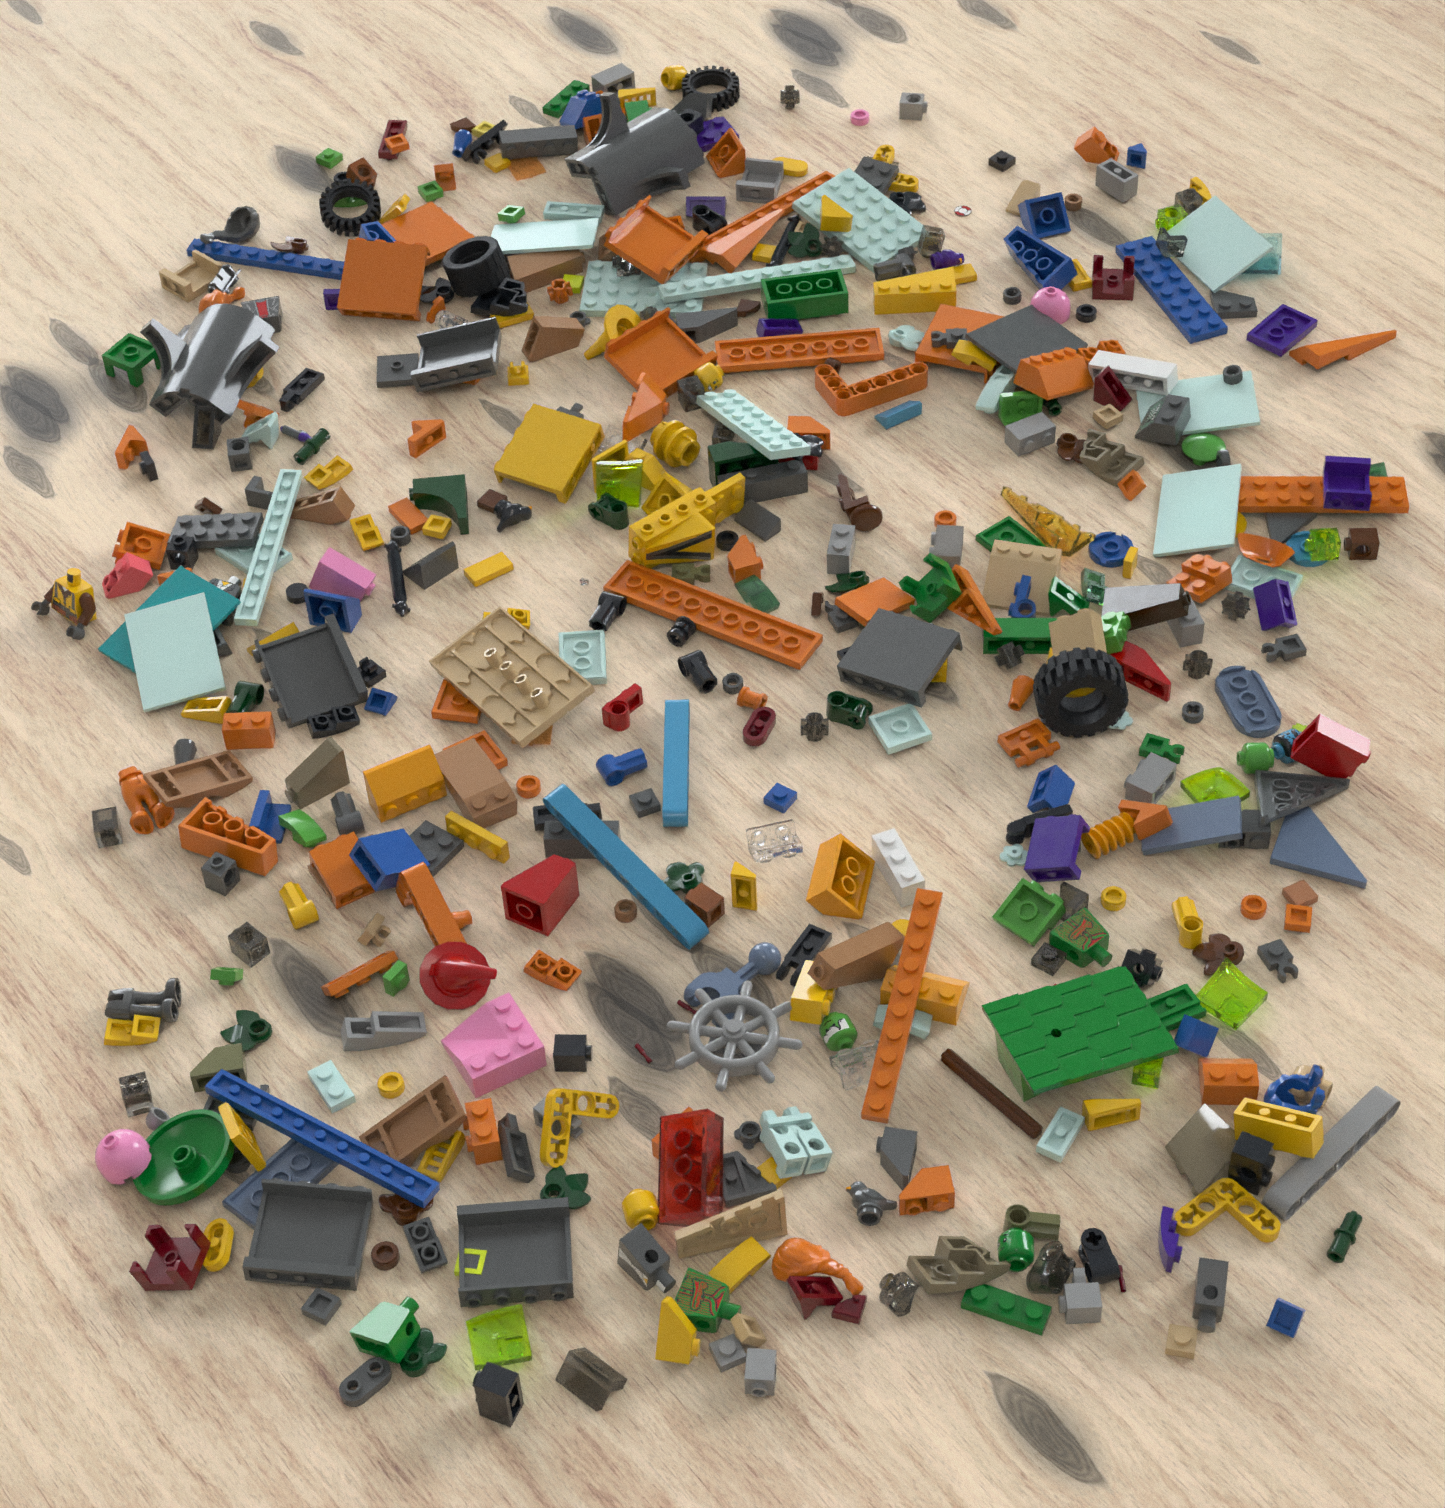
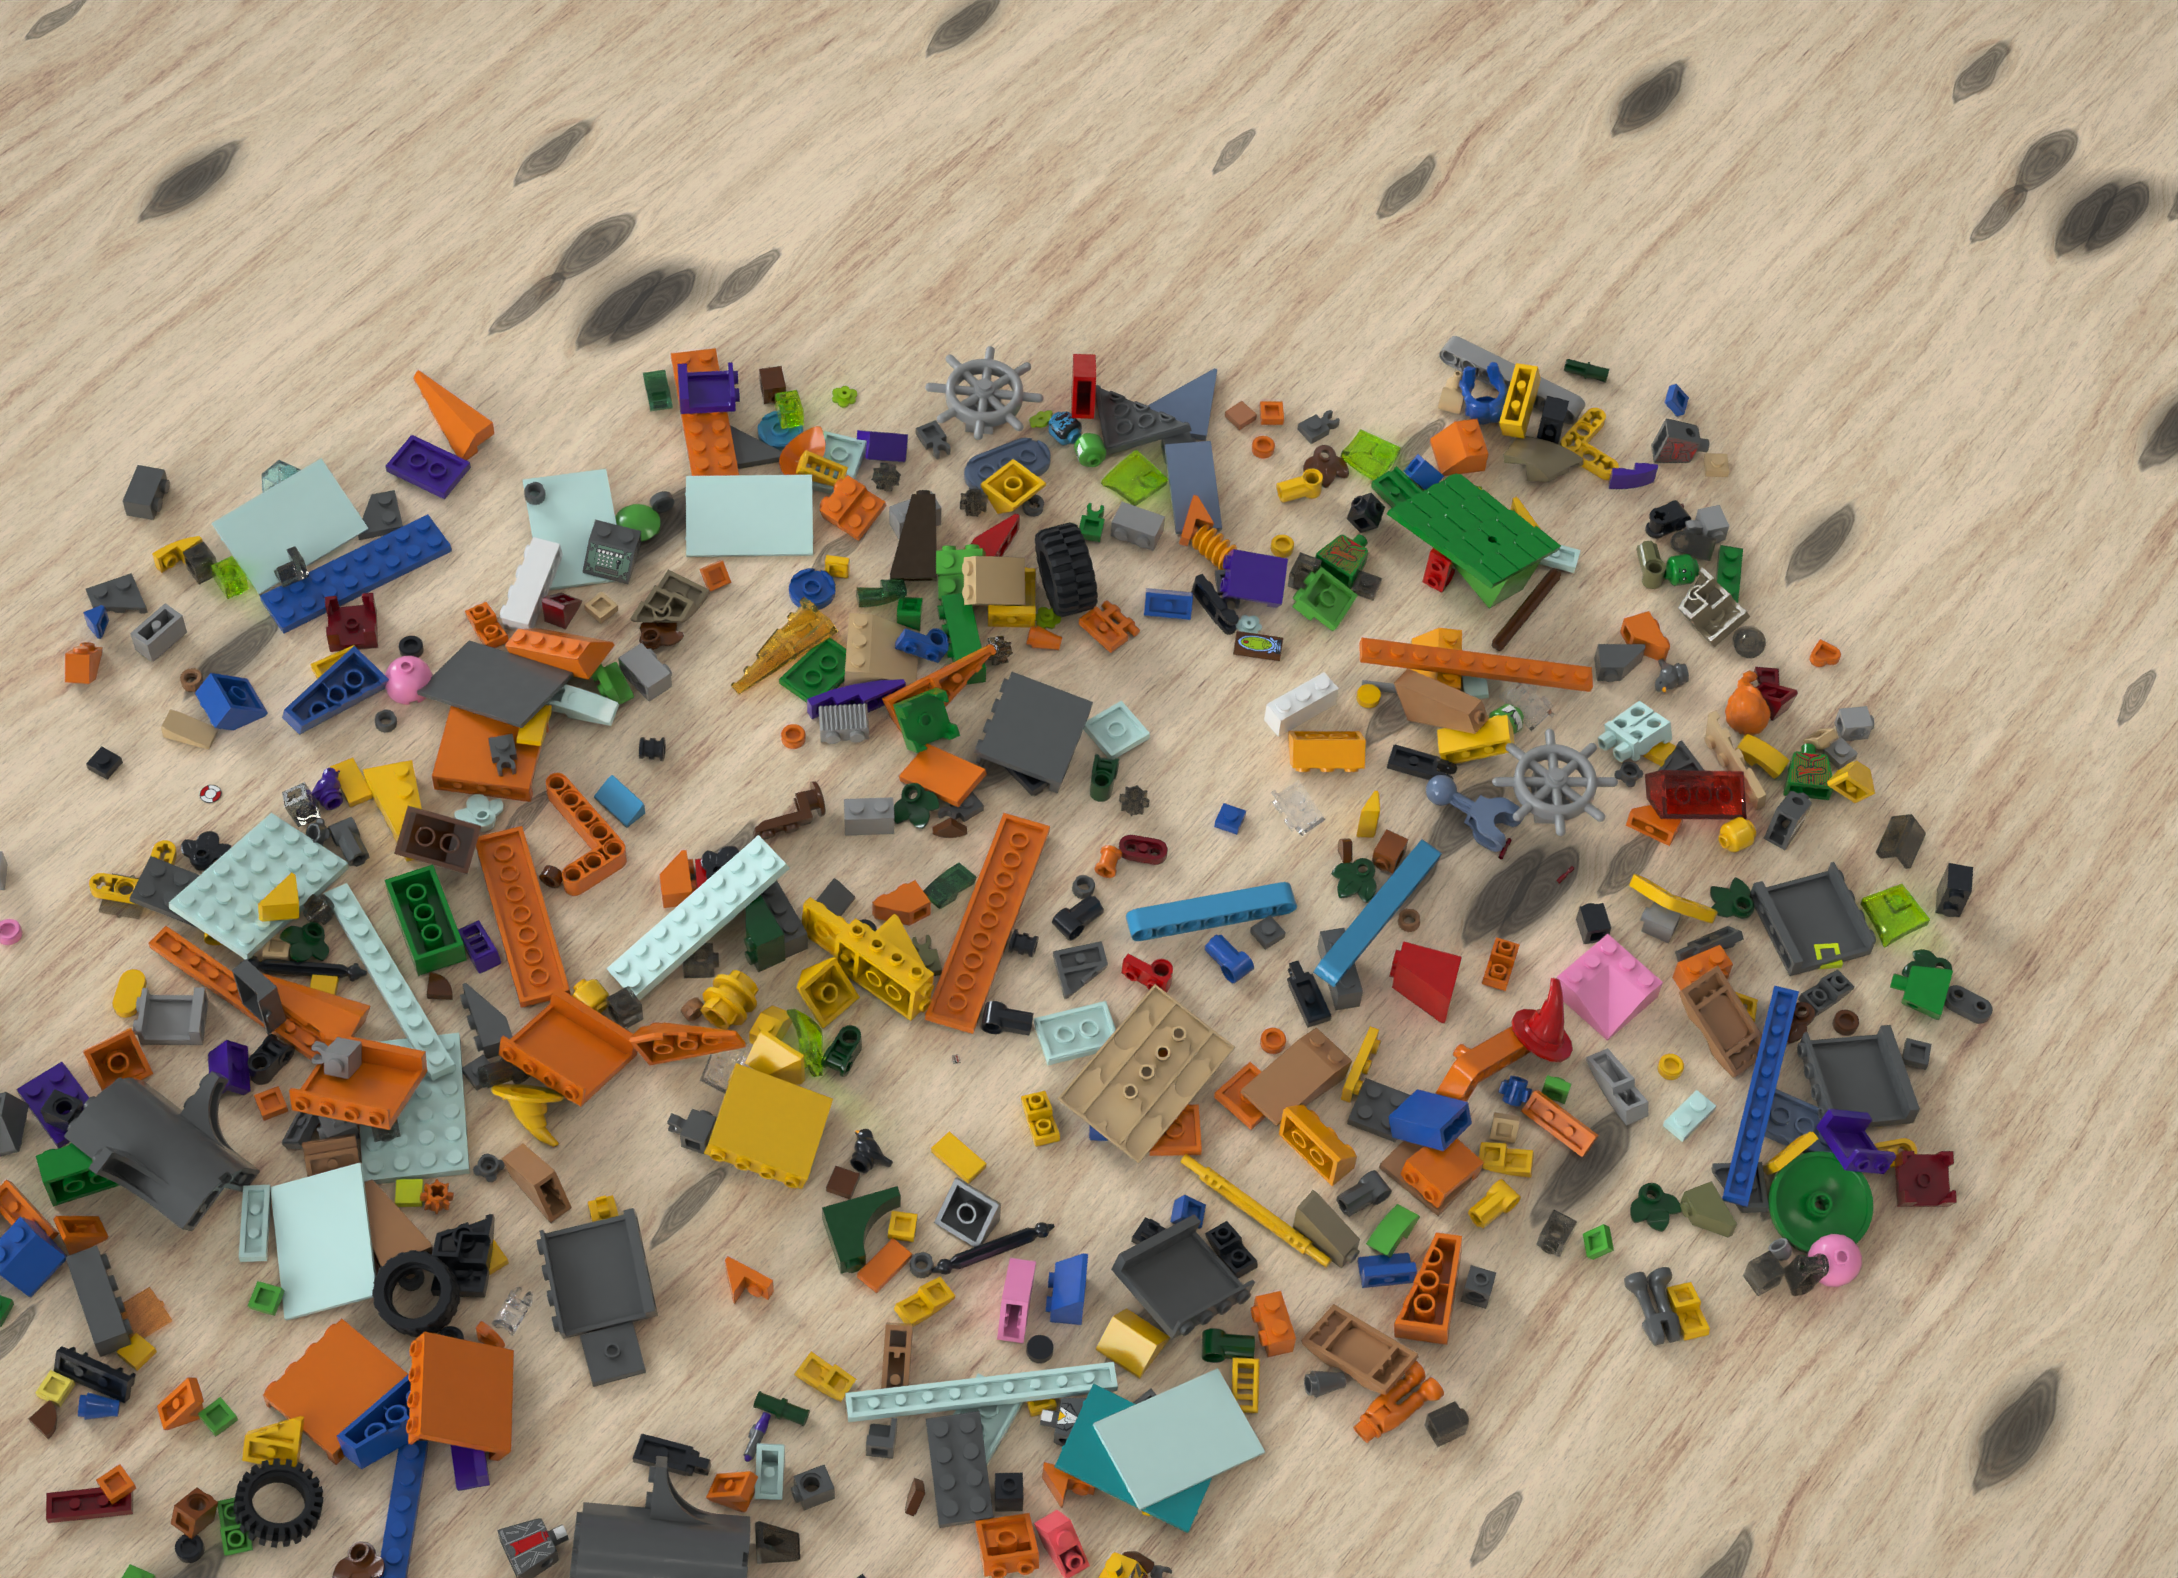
camera: 110 degrees left, 10 degrees up
(119, 1116) = (1805, 1273): none -> clear smoke piece
(223, 1190) = (1850, 1143): none -> dark purple panel
(342, 930) = (1506, 1161): none -> yellow slope
(386, 730) = (1256, 1210): none -> yellow axle
(405, 943) = (1515, 1091): none -> blue gear
(647, 664) = (1079, 966): none -> dark grey wing
(679, 232) = (340, 1057): none -> light grey brick
(715, 868) = (1345, 850): none -> reddish brown tile
(745, 198) = (259, 995): none -> dark grey container
(869, 298) = (437, 839): none -> reddish brown slope
(873, 1378) = (1824, 654): none -> orange tile
(947, 432) = (652, 748): none -> black bush
(973, 553) = (868, 693): none -> dark purple slope
(984, 855) = (1258, 646): none -> tile
(1165, 171) = (117, 595): none -> dark grey wing
(1209, 687) = (1011, 487): none -> yellow slope
(1250, 544) = (819, 476): none -> yellow slope
(1268, 182) = (146, 492): none -> dark grey brick
(1323, 678) = (984, 406): none -> light grey piece
(1352, 598) = (844, 396): none -> lime plant

